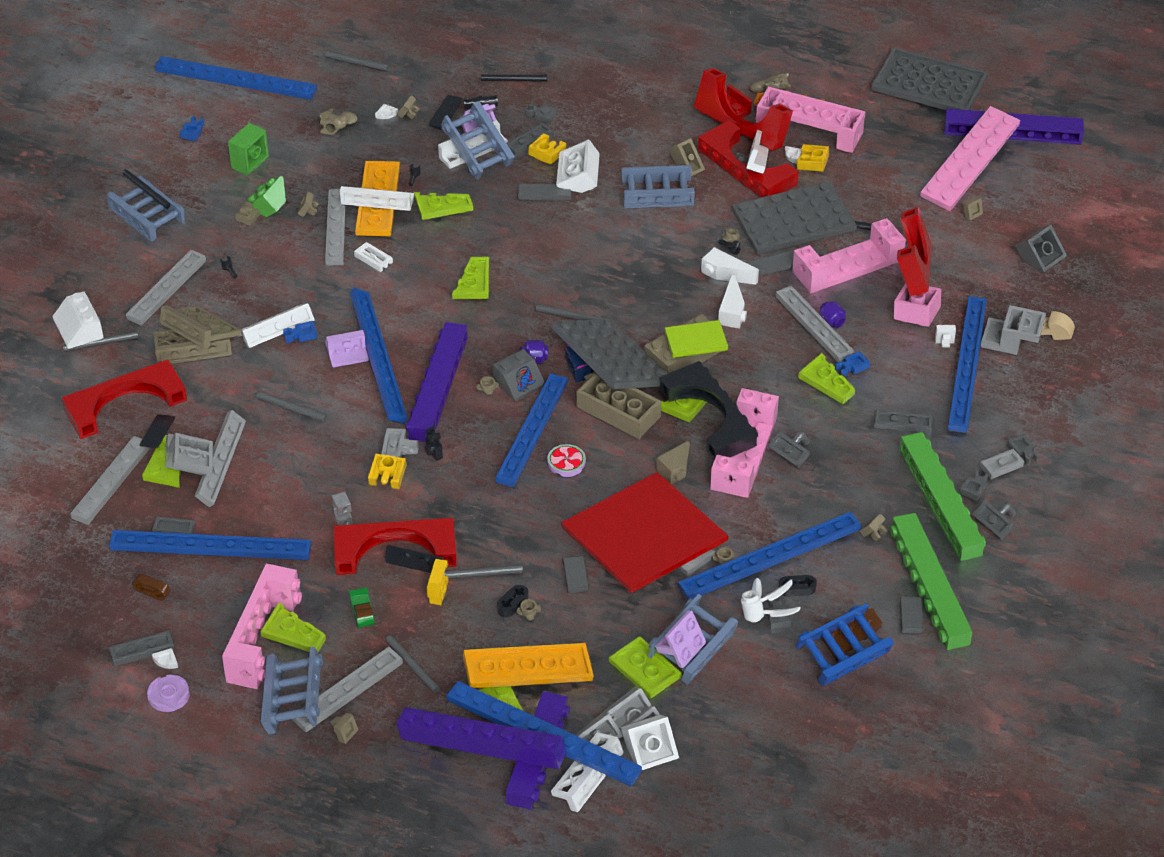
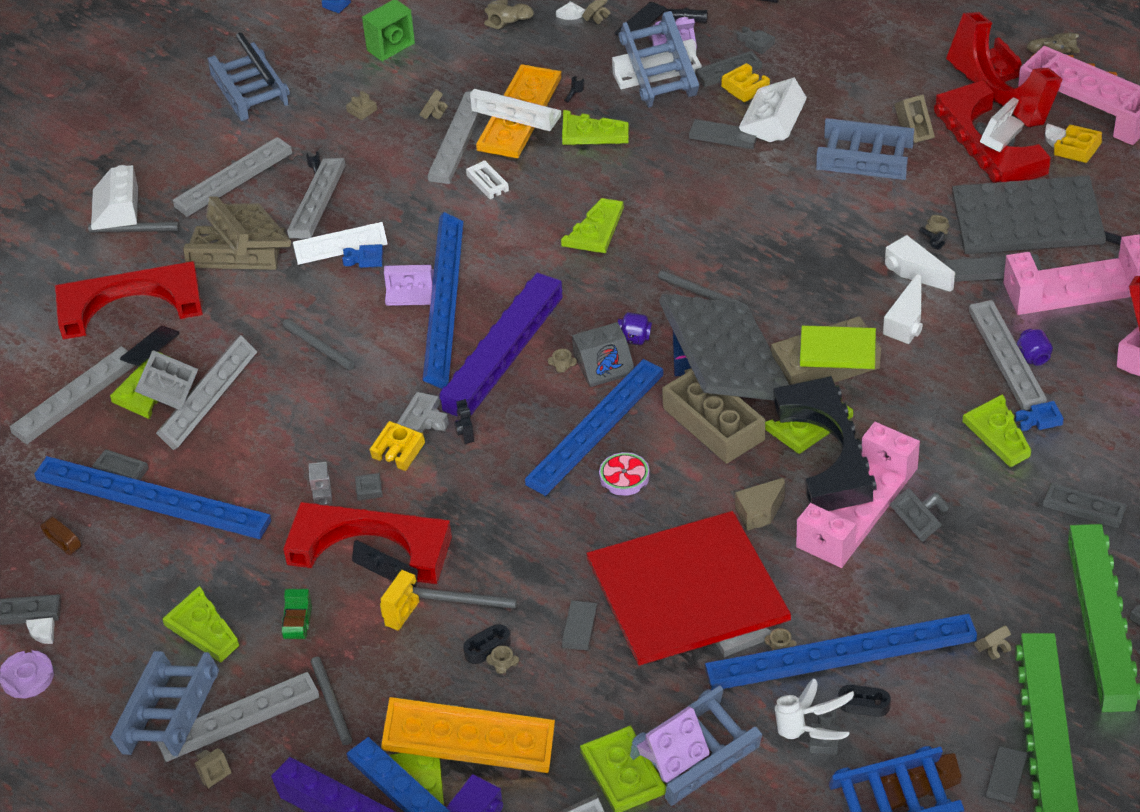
camera: 20 degrees right, 0 degrees up
(241, 659) = (119, 643): bright pink plate -> none
(245, 293) = (316, 198): none -> light grey plate
(269, 196) = (391, 89): bright green slope -> none
(376, 505) = (368, 486): none -> dark grey tile

